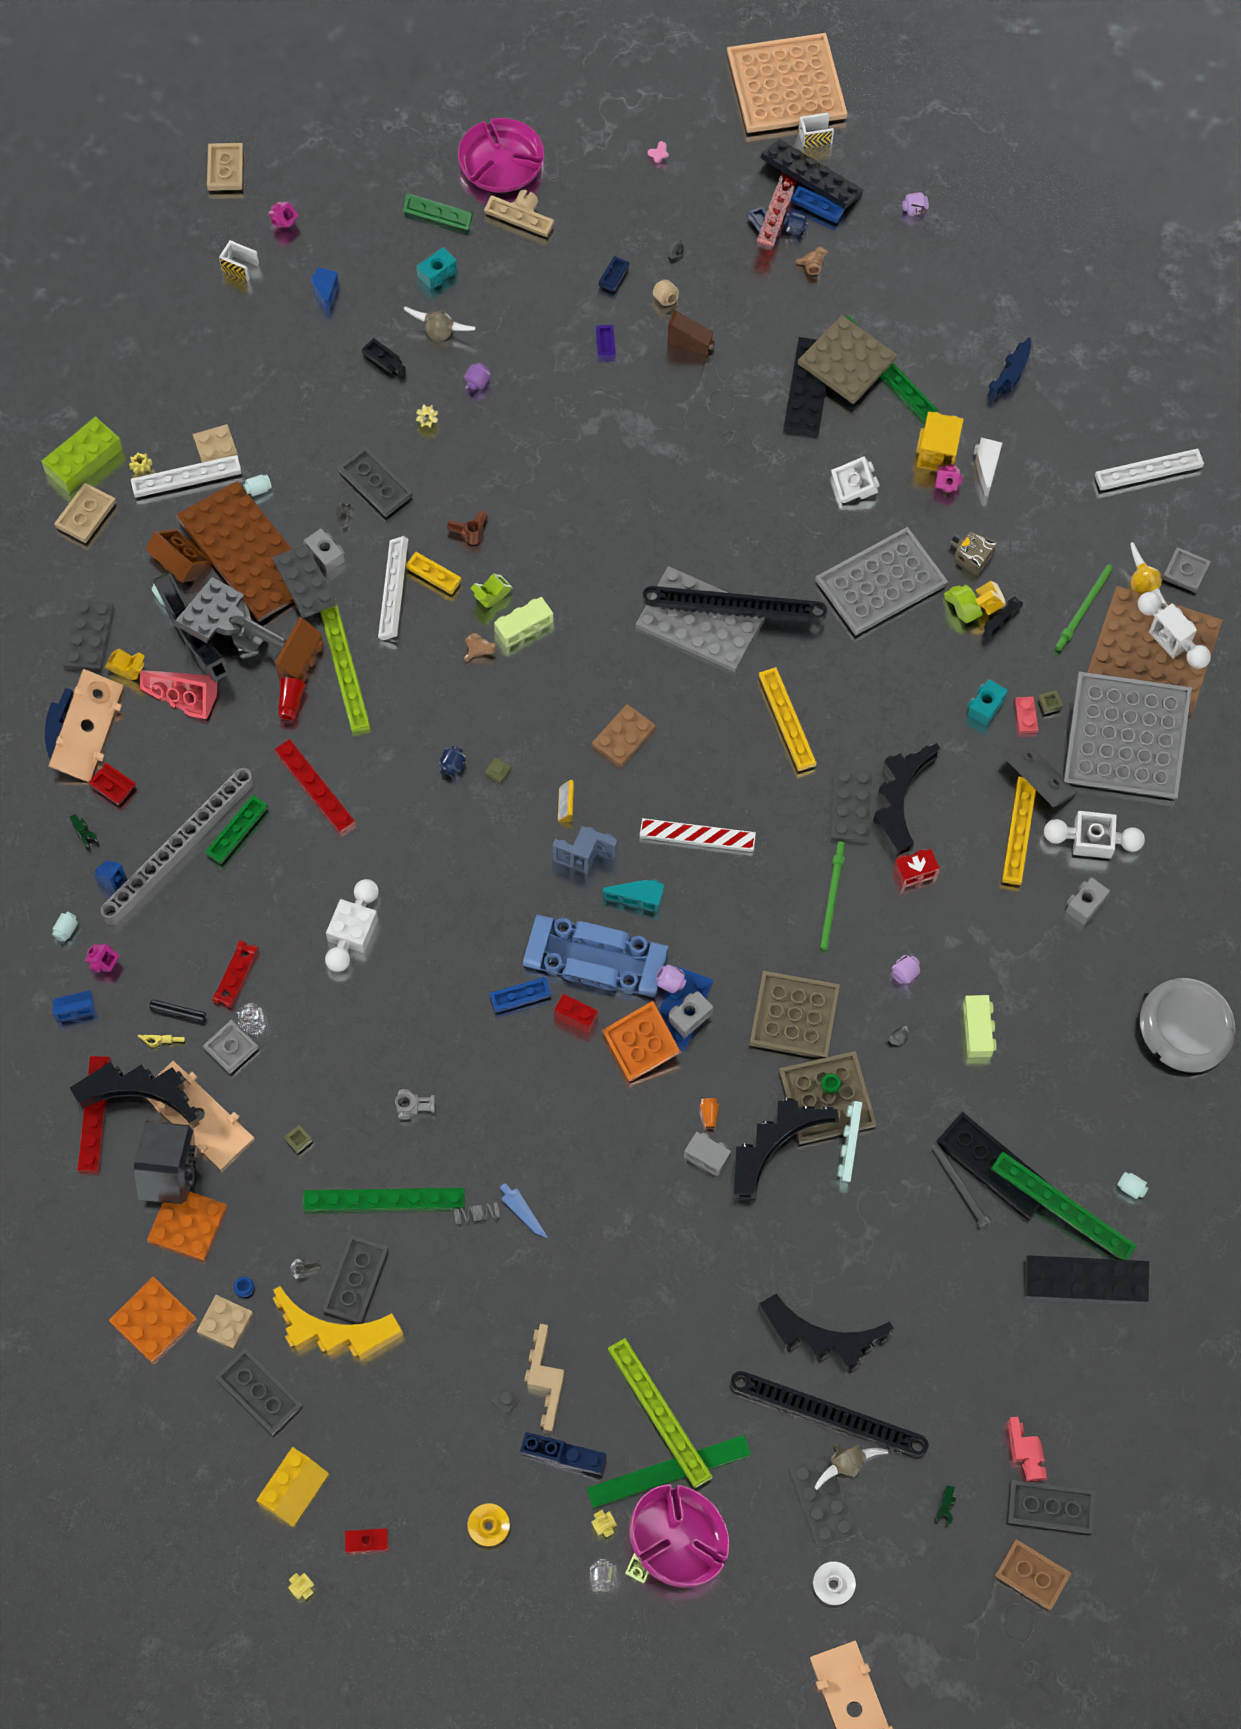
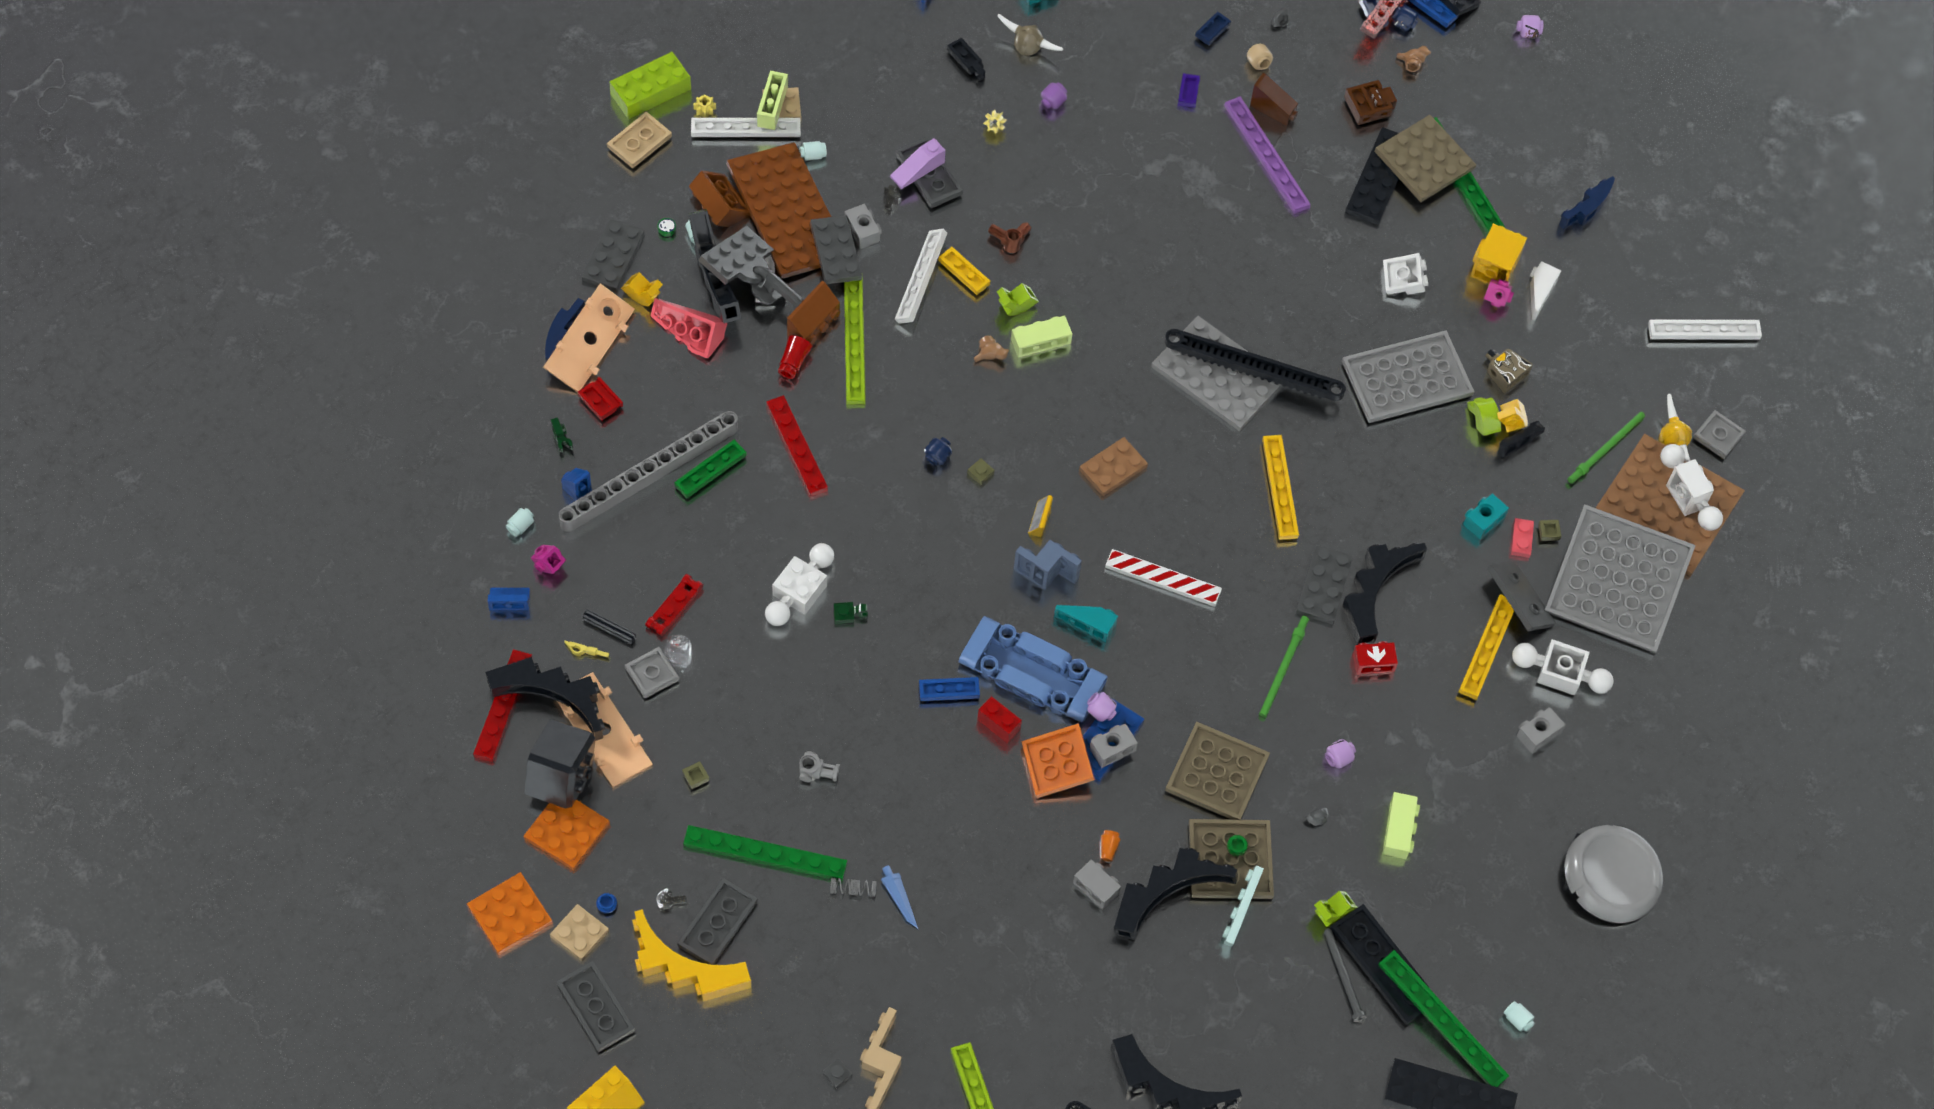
camera: 10 degrees right, 5 degrees down
(133, 595) = (666, 227): none -> tile
(206, 444) = (772, 100): none -> yellowish green brick
(364, 476) = (919, 163): none -> lavender slope
(403, 942) = (845, 612): none -> dark green plate
(696, 389) = (1267, 155): none -> medium lavender tile
(781, 314) = (1370, 101): none -> reddish brown piece
(937, 1122) = (1334, 908): none -> lime brick

